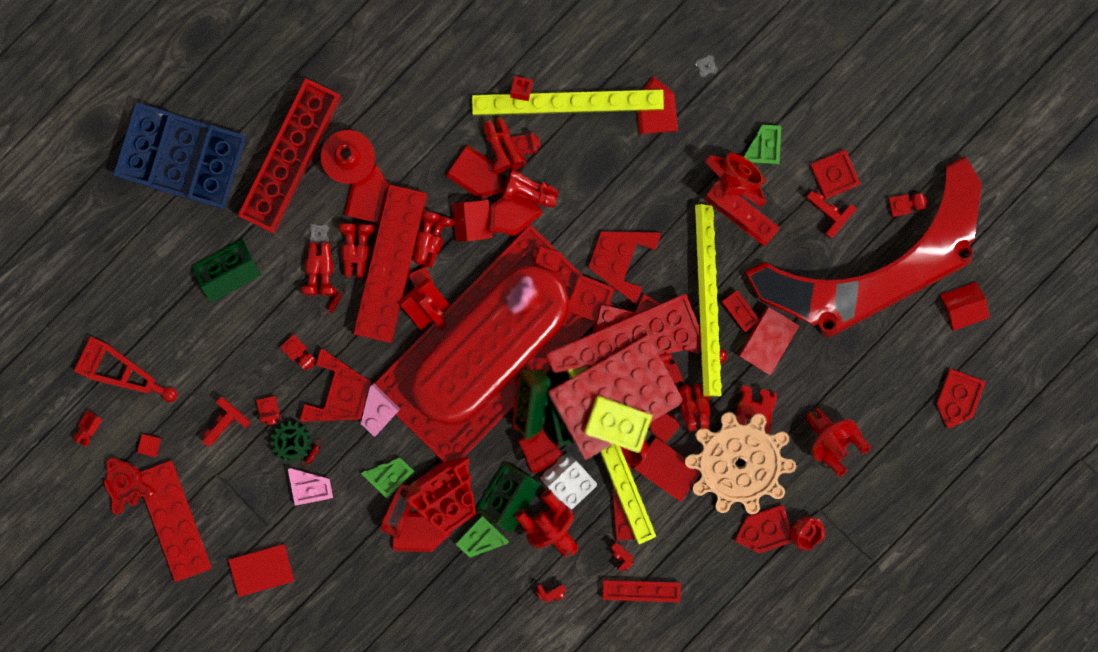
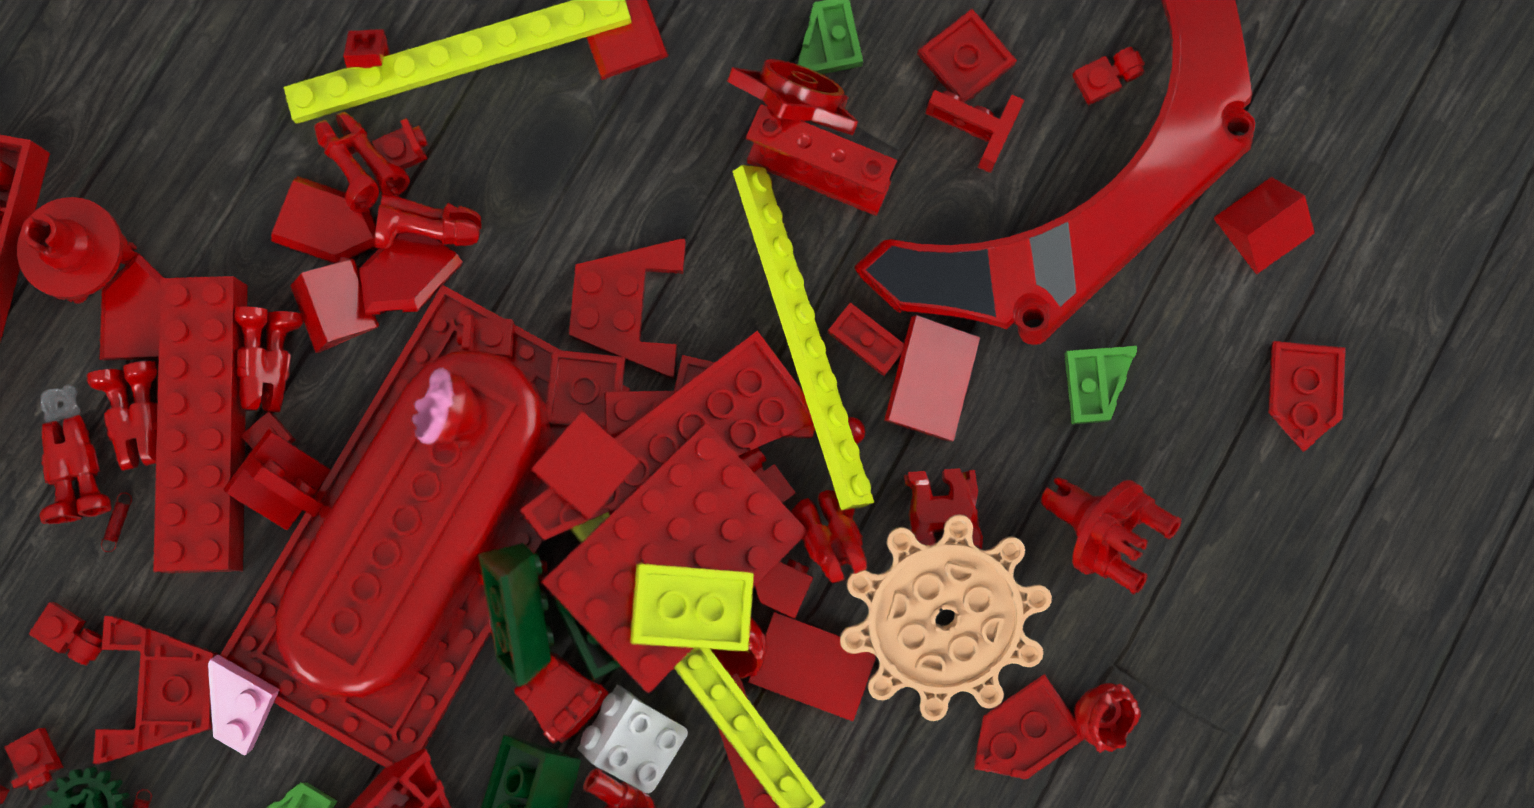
camera: 15 degrees left, 5 degrees down
(583, 340) = (585, 465): none -> red tile
(852, 364) = (1096, 381): none -> bright green wing

